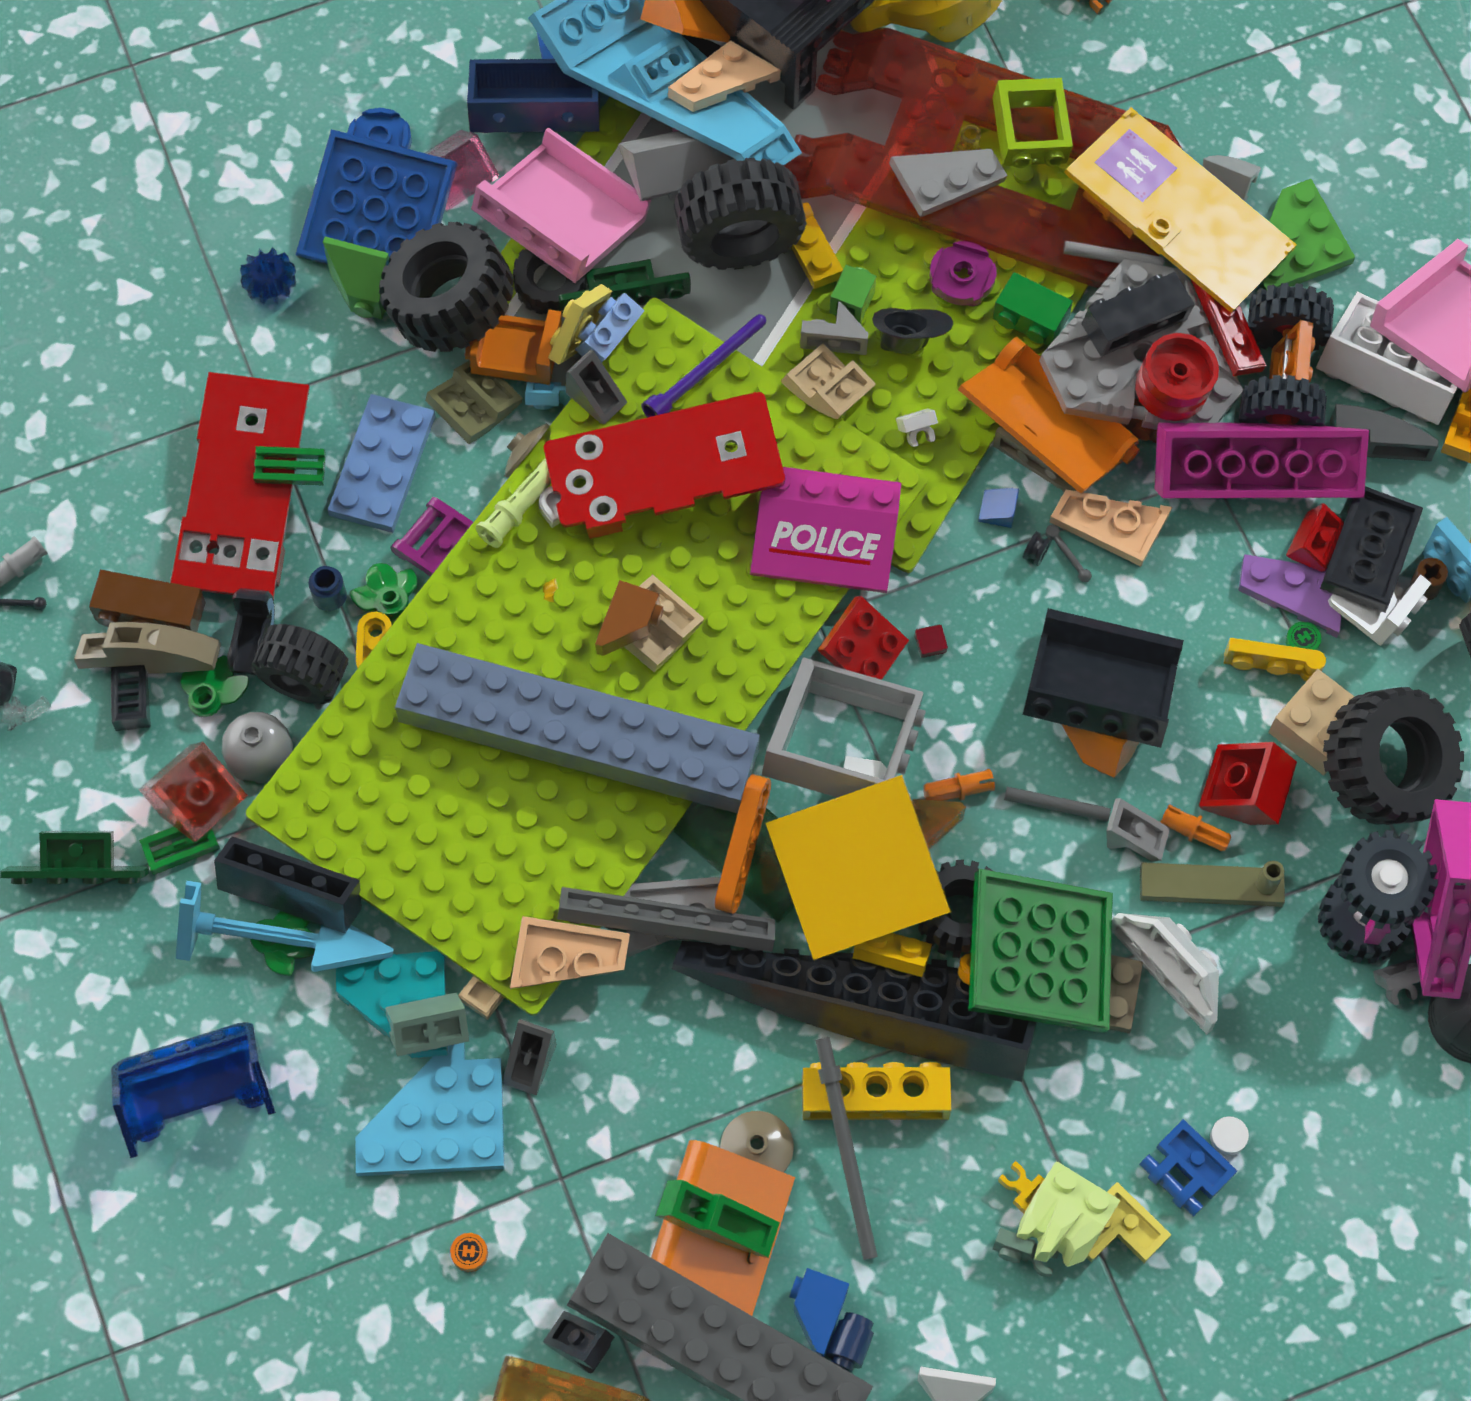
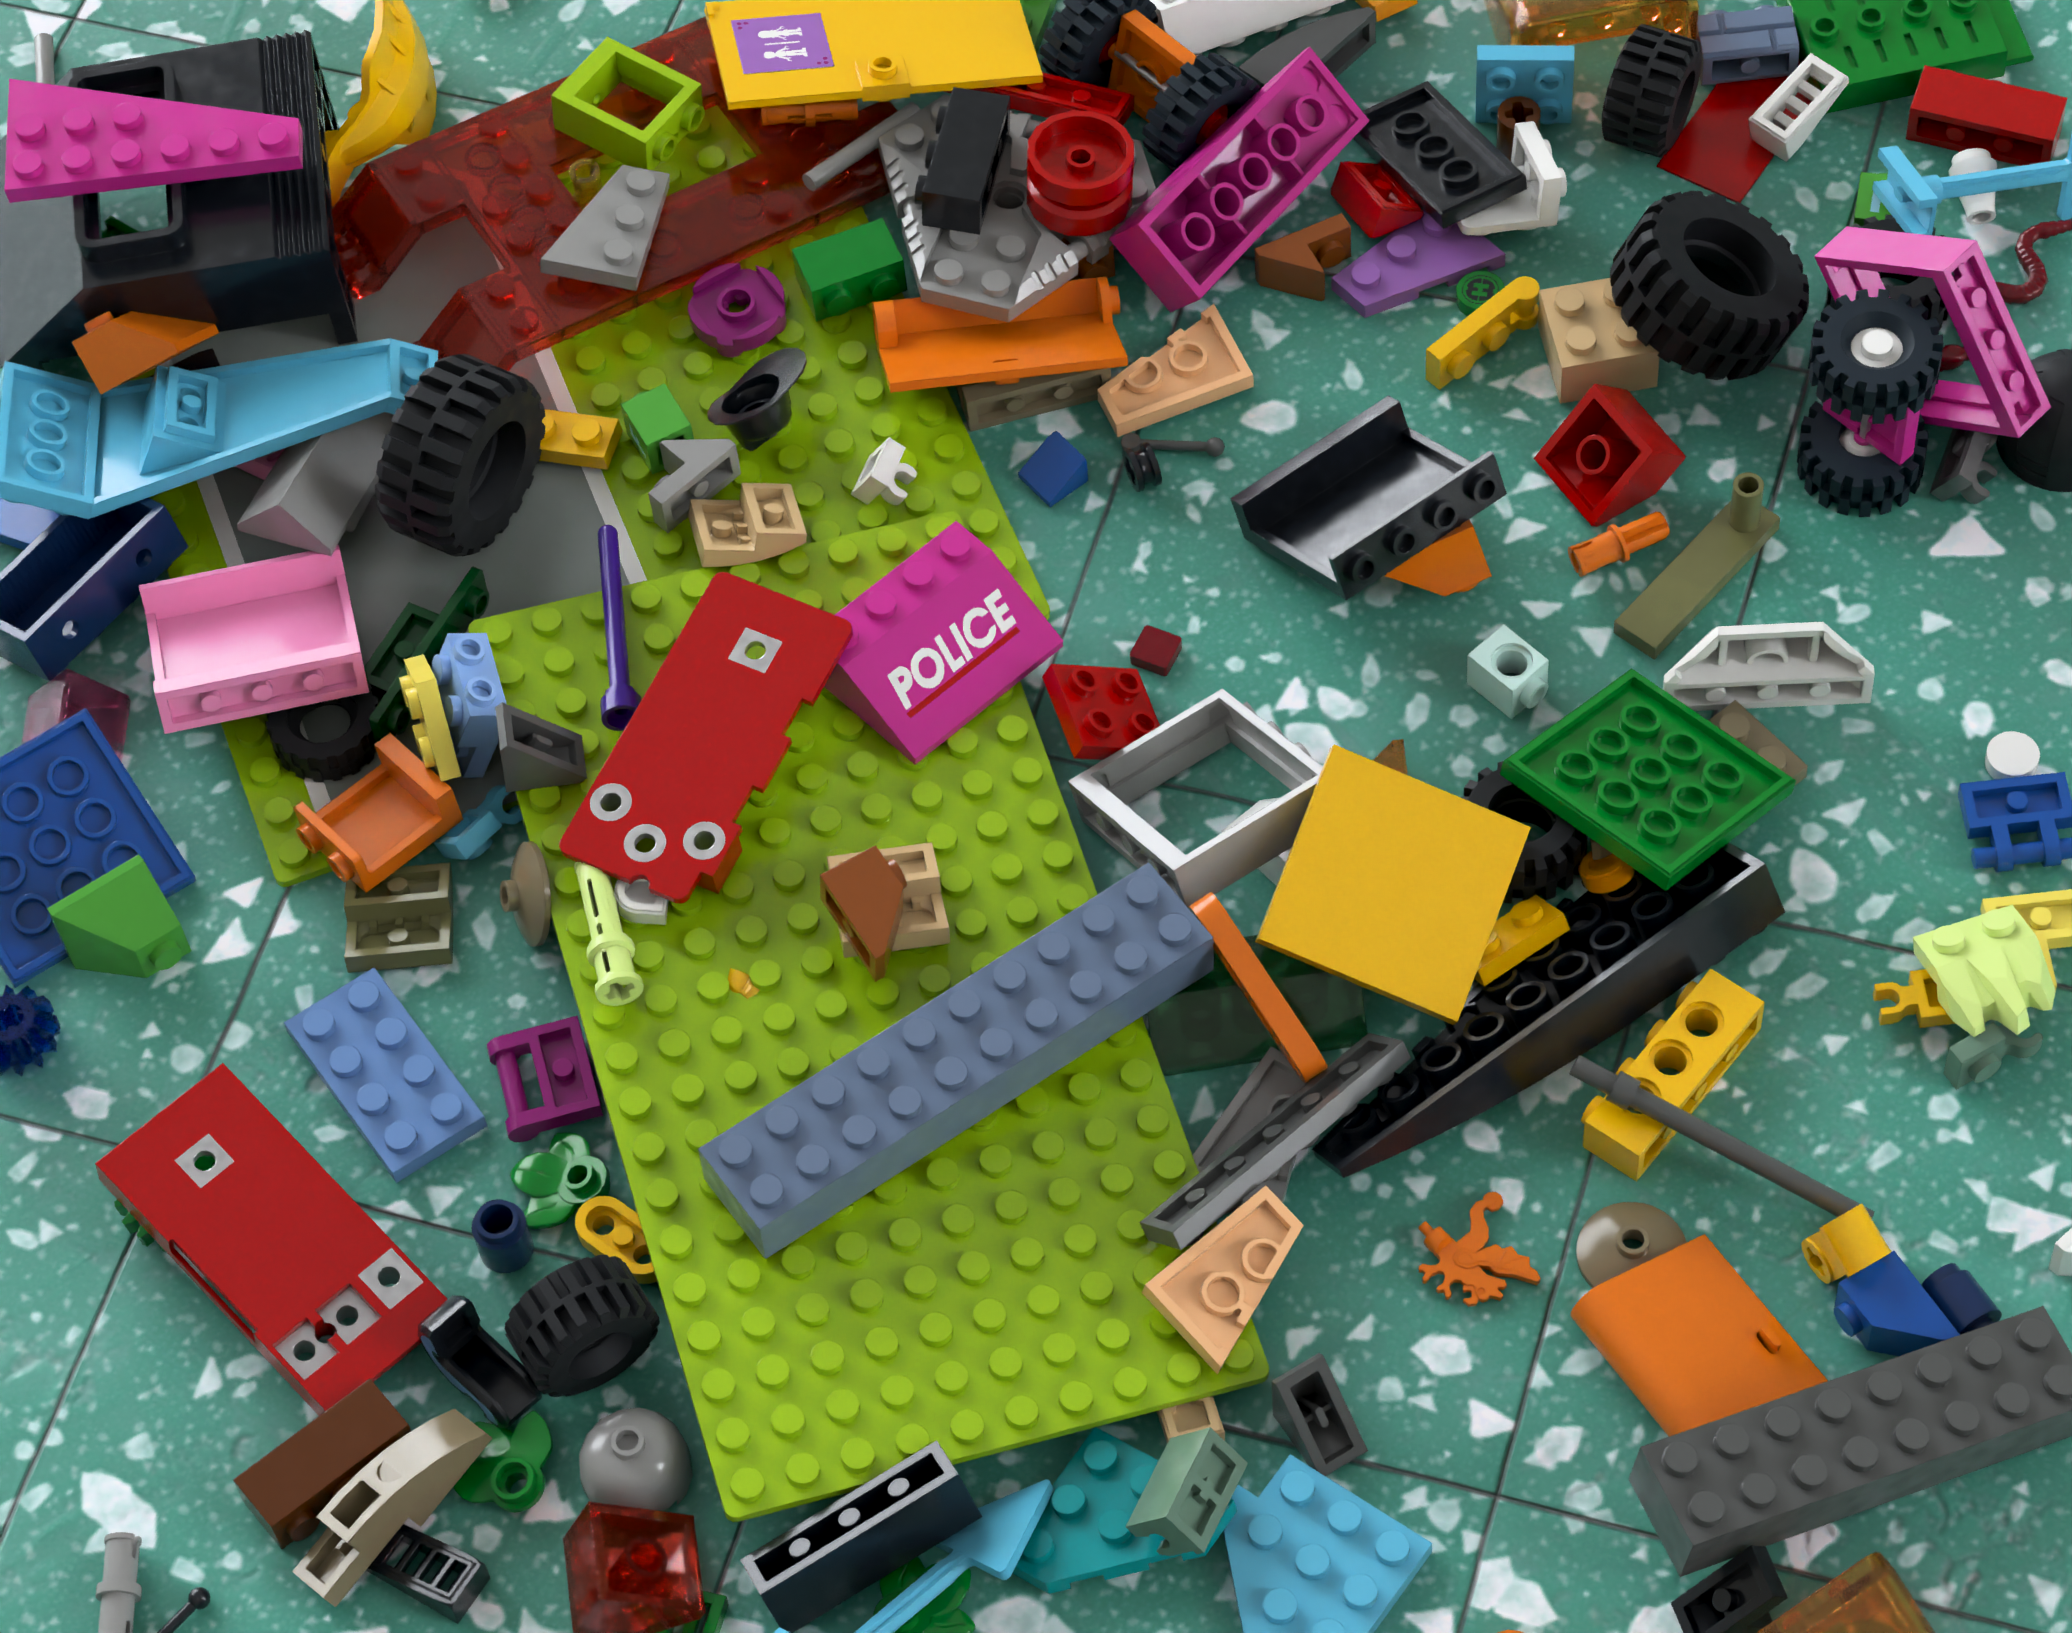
camera: 45 degrees left, 10 degrees down
(287, 452) = (340, 1125): green tile -> none
(462, 311) = (203, 792): black tyre -> none
(684, 1063) = (1466, 1258): none -> orange piece
(717, 1218) = (1699, 1336): green slope -> none
(720, 74) = (261, 360): light nougat wing -> none
(835, 1258) = (1844, 1245): none -> yellow piece
(959, 786) = (1367, 733): orange axle -> none
(1057, 804) = (1457, 667): dark grey bar -> none
(1061, 816) = (1504, 654): none -> light aqua brick
(1136, 830) = (1569, 597): light grey slope -> none
(1238, 526) = (1298, 259): none -> dark orange slope

